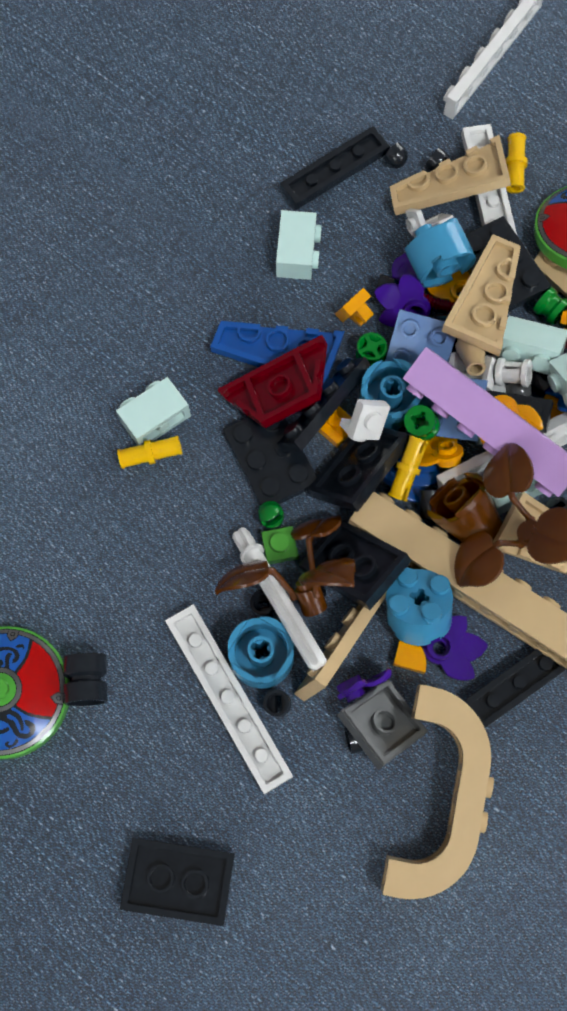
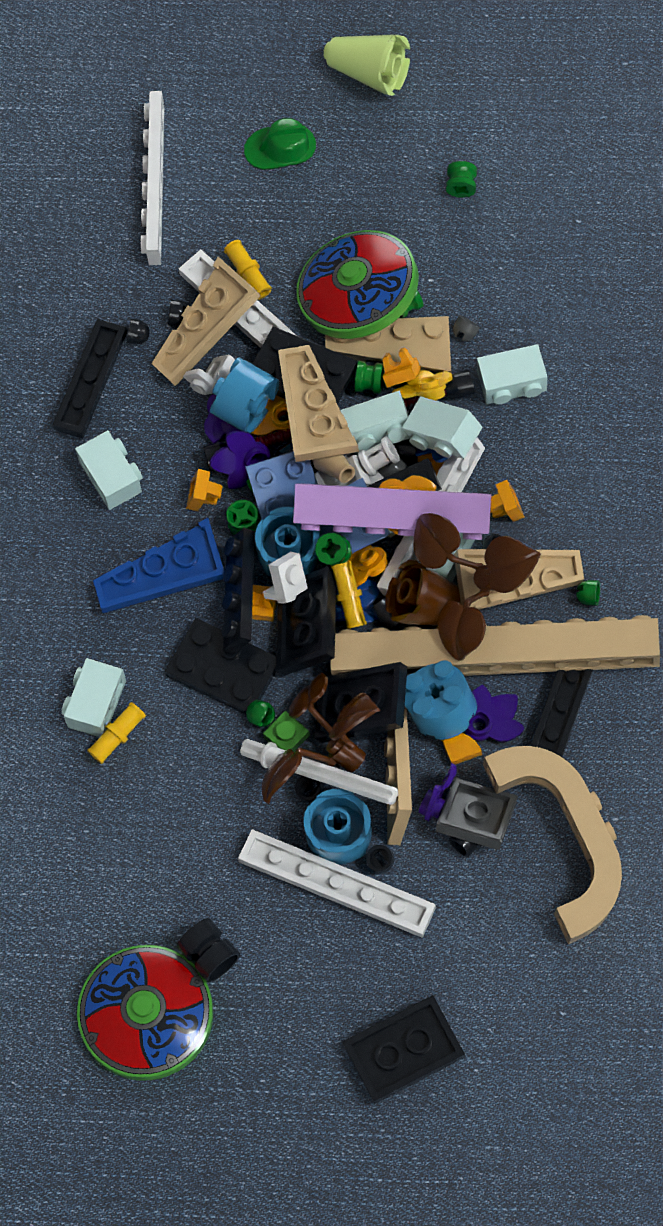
camera: 30 degrees left, 5 degrees down
(281, 384) = (189, 599): dark red wing -> none

